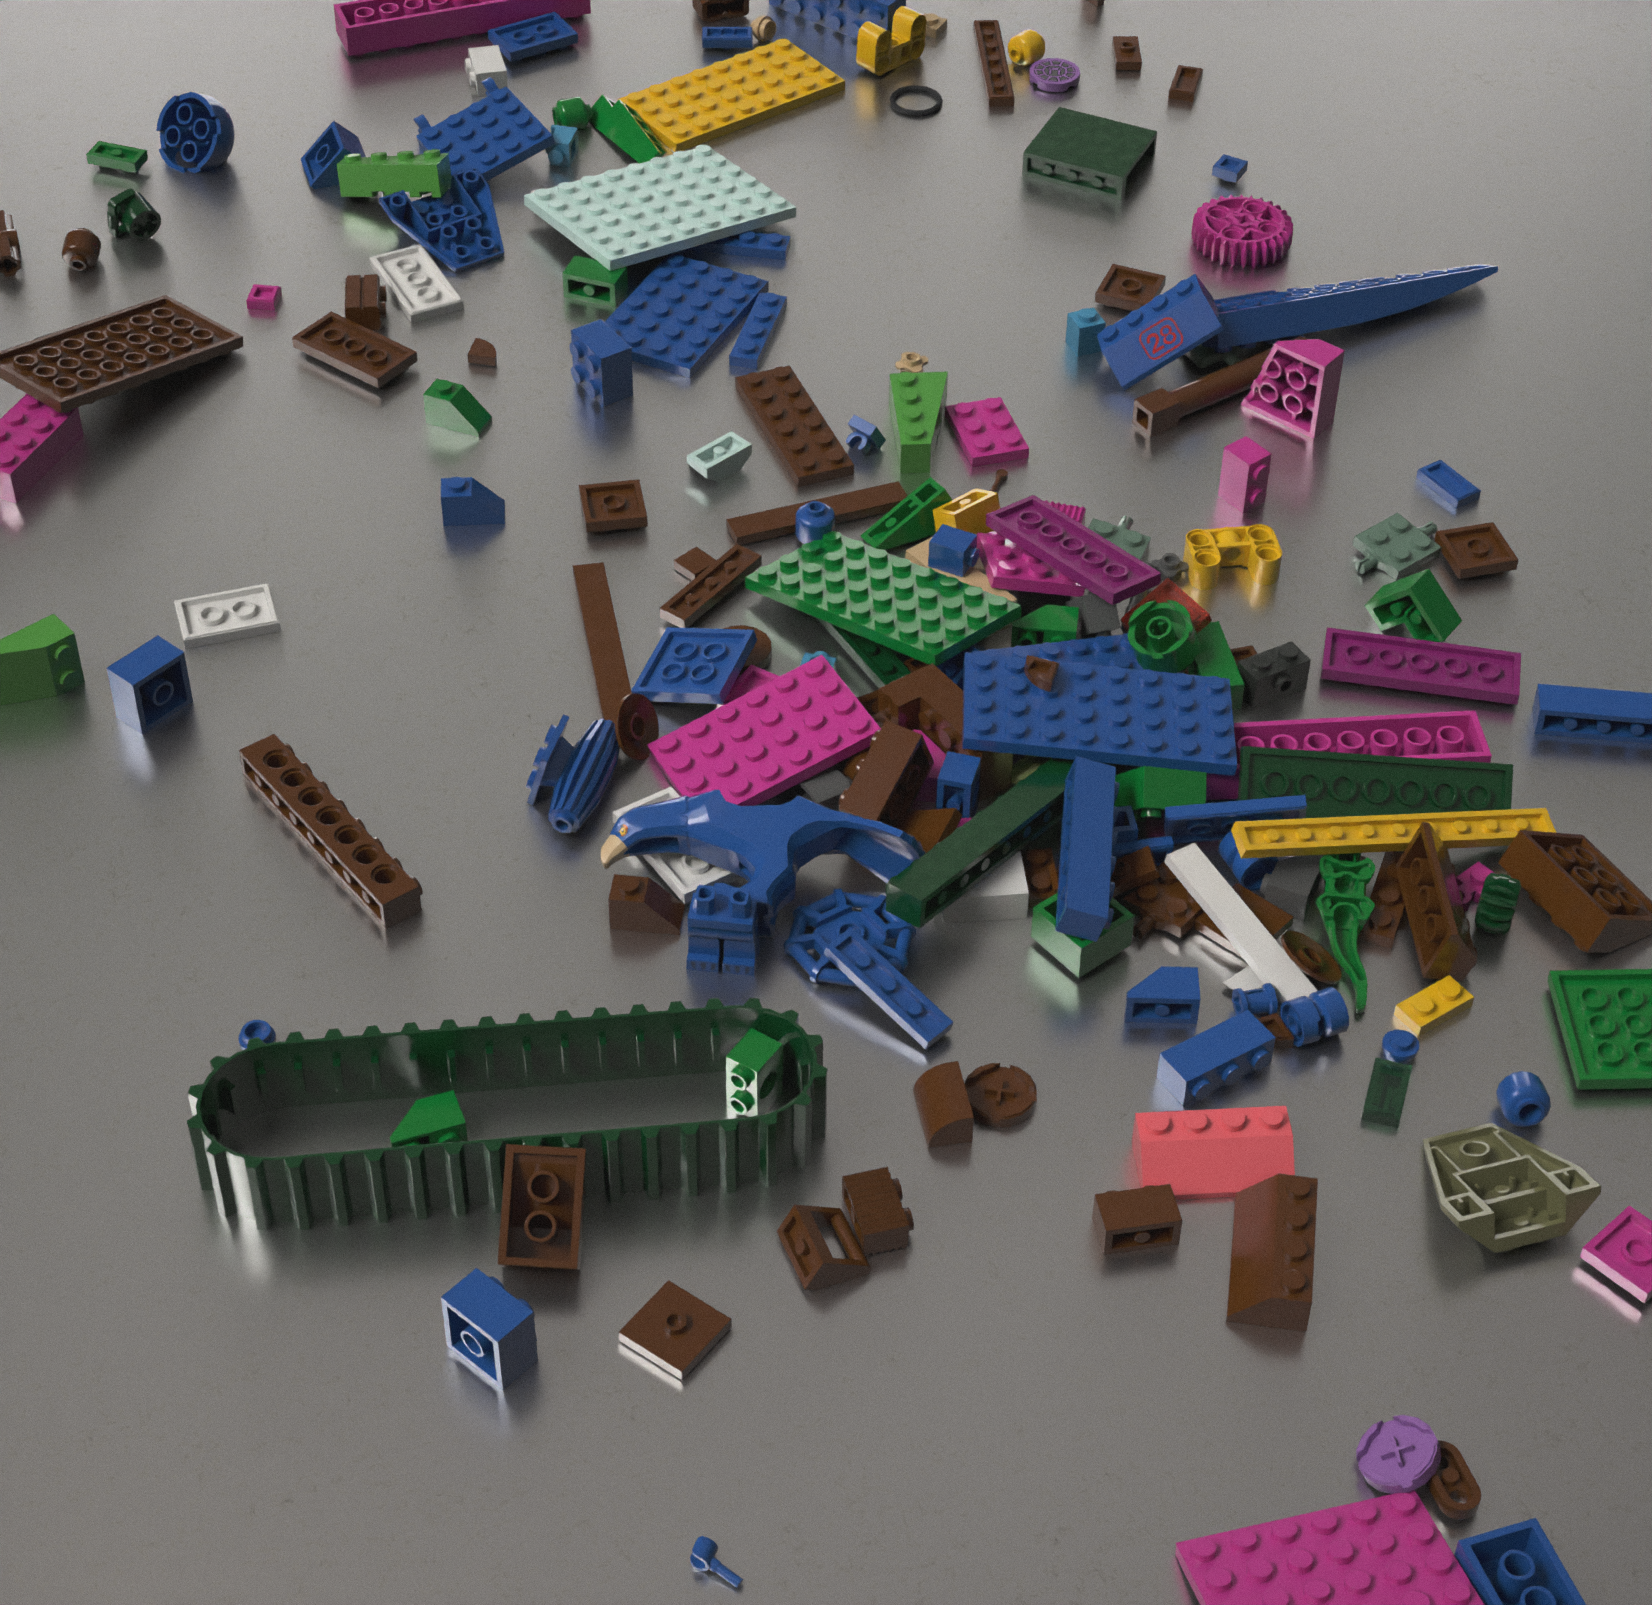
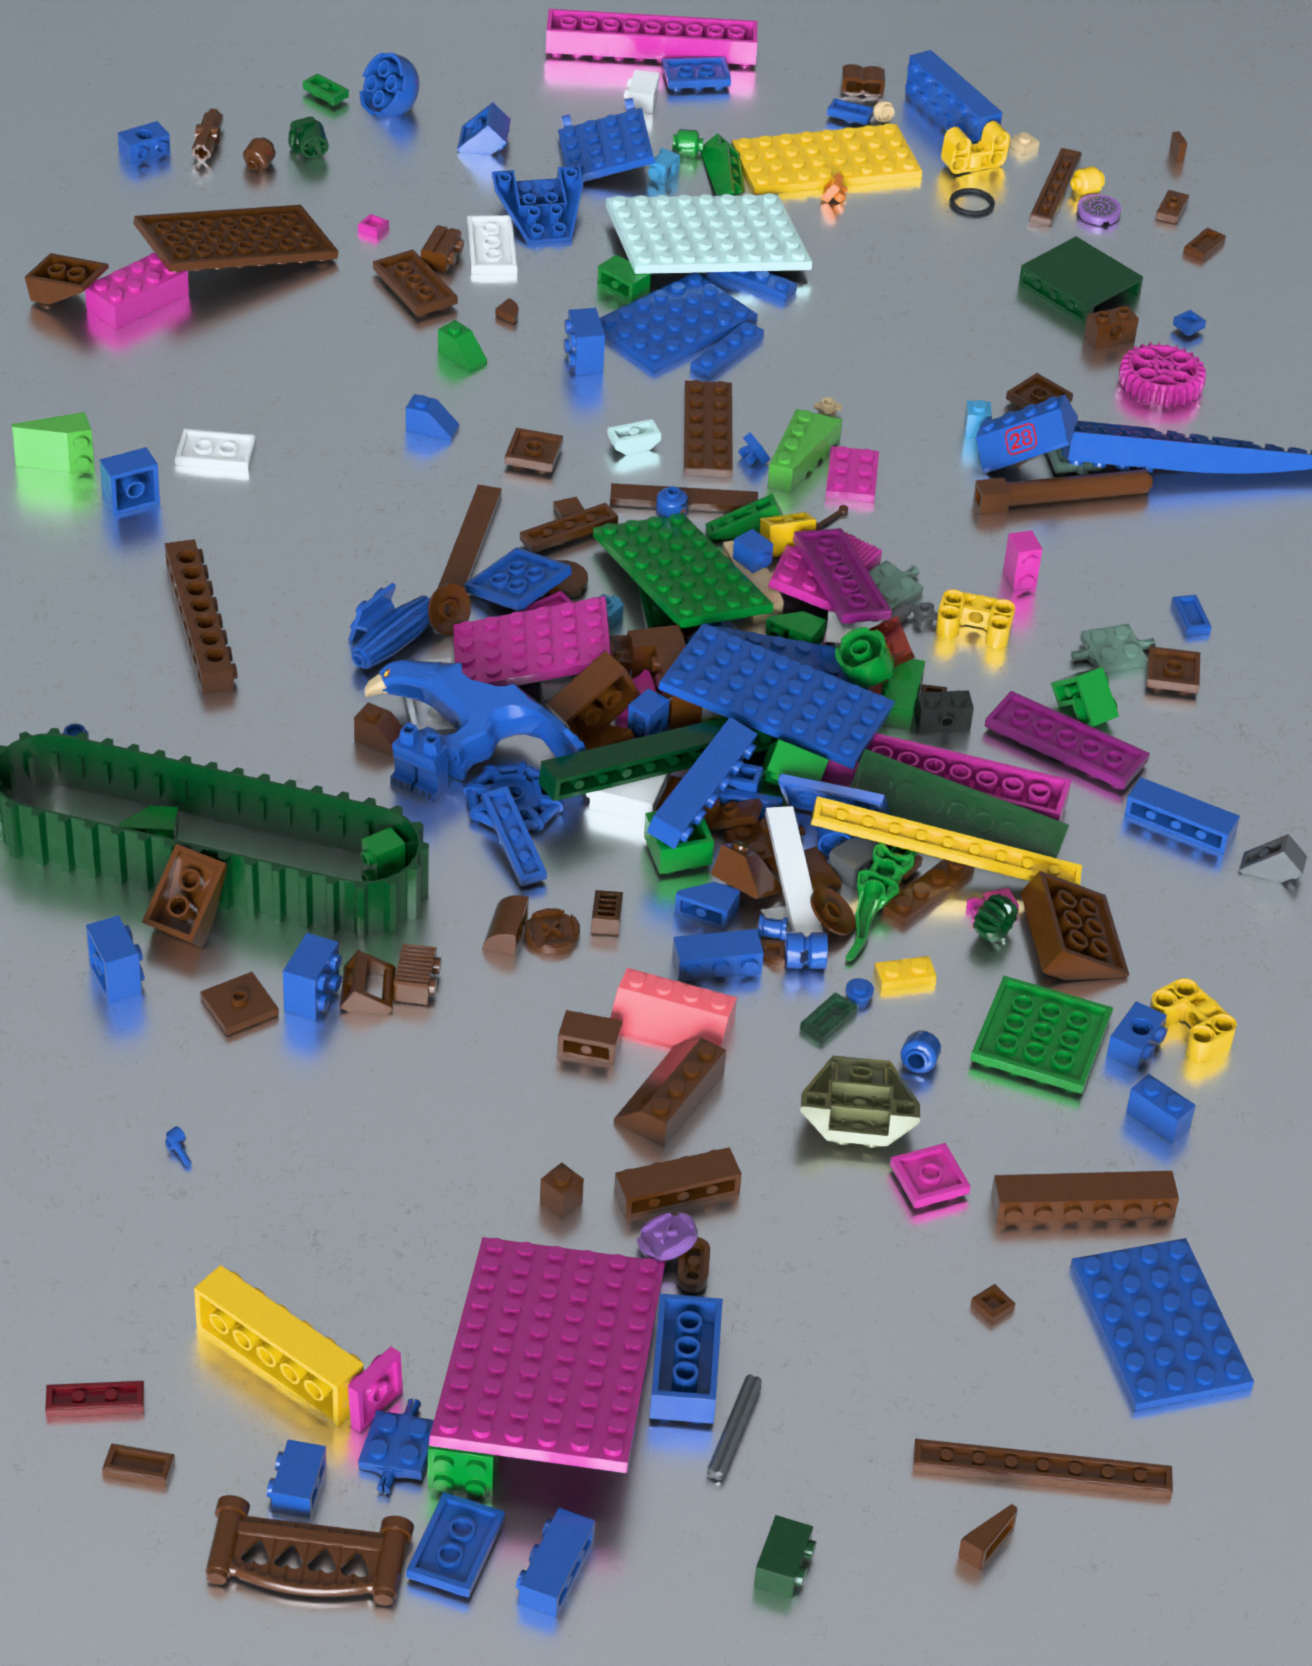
camera: 20 degrees right, 0 degrees up
(392, 174) = (517, 155): bright green wedge -> none
(760, 1262) = (311, 976): none -> blue brick
(764, 123) = (834, 189): none -> orange tile
(1041, 672) = (747, 653): reddish brown tile -> none
(1056, 1065) = (606, 912): none -> reddish brown slope
(1156, 194) = (1111, 327): none -> reddish brown brick
(1188, 941) = (745, 871): none -> reddish brown slope
(1234, 1440) = (561, 1190): none -> reddish brown brick
(1298, 385) = (1110, 505): dark pink wedge -> none
(1360, 1375) = (677, 1182): none -> reddish brown brick
(1435, 907) = (946, 905): reddish brown slope -> none

